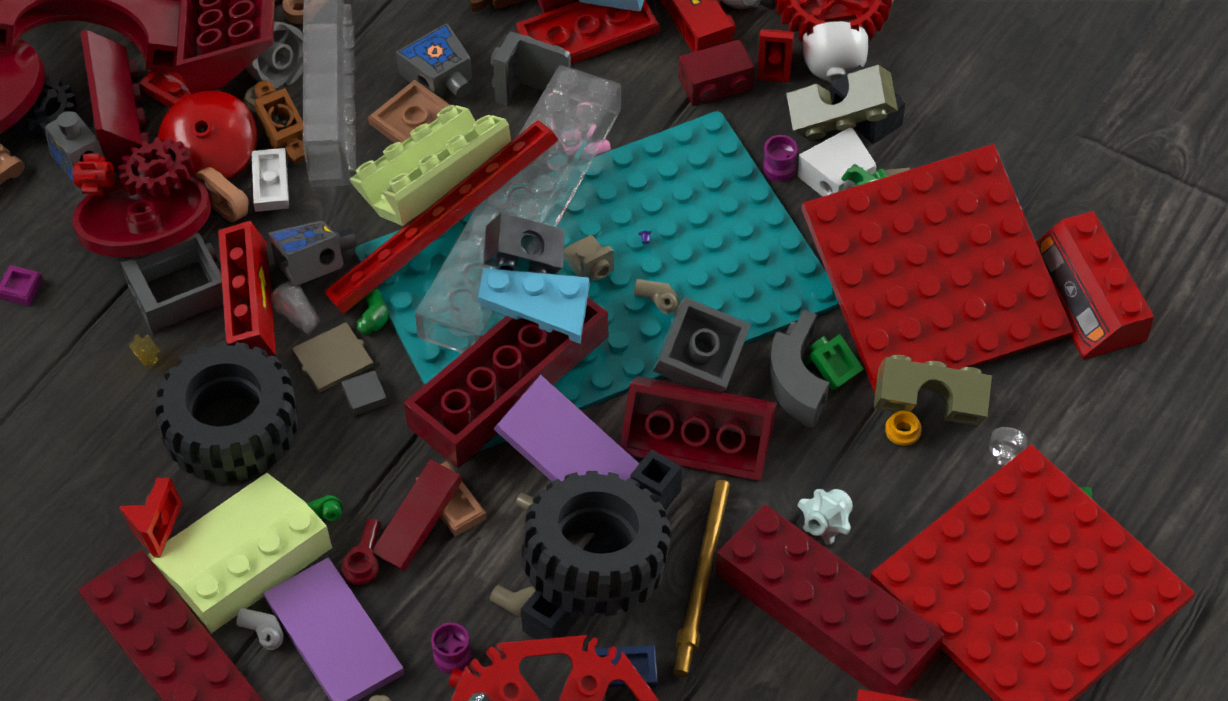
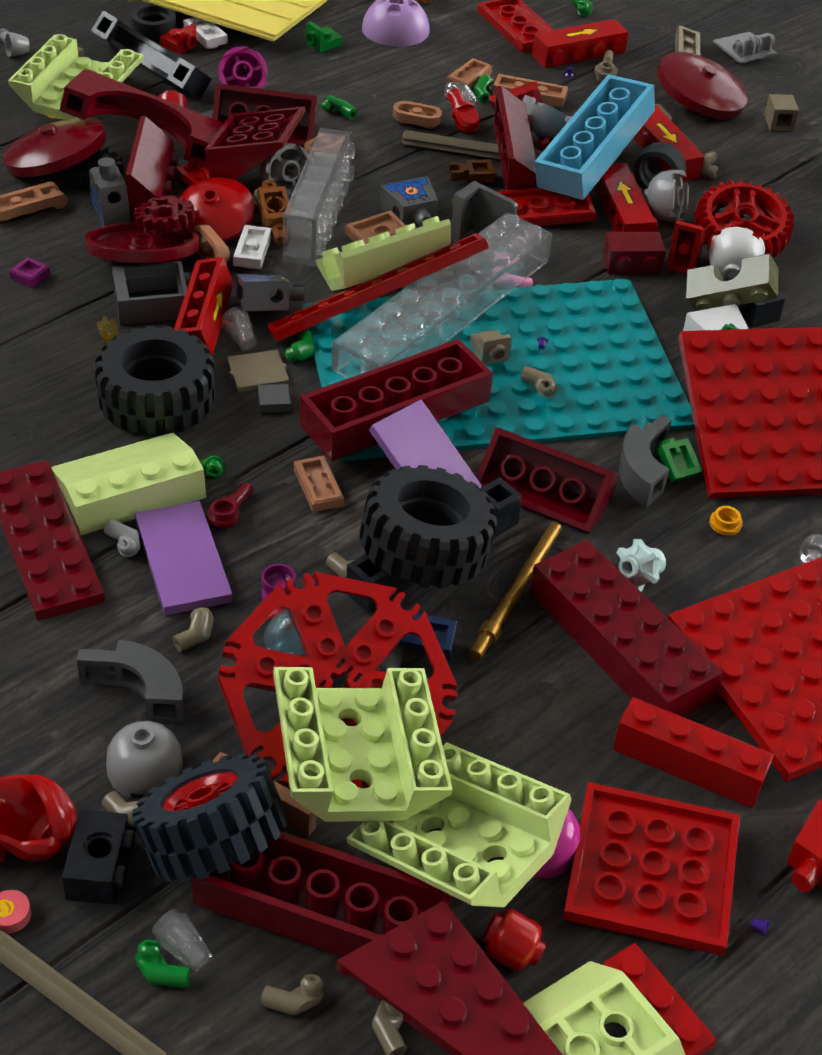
camera: 10 degrees right, 10 degrees down
(93, 174) = (114, 209): red gear -> none
(155, 520) = (69, 438): red slope -> none
(417, 515) = (284, 486): dark red tile -> none
(508, 235) = (437, 311): black brick -> none
(546, 299) = (442, 350): medium azure wing -> none
(701, 346) = (565, 417): dark grey brick -> none
(780, 158) = (670, 317): magenta wheel -> none
(963, 390) = (784, 500): olive arch -> none

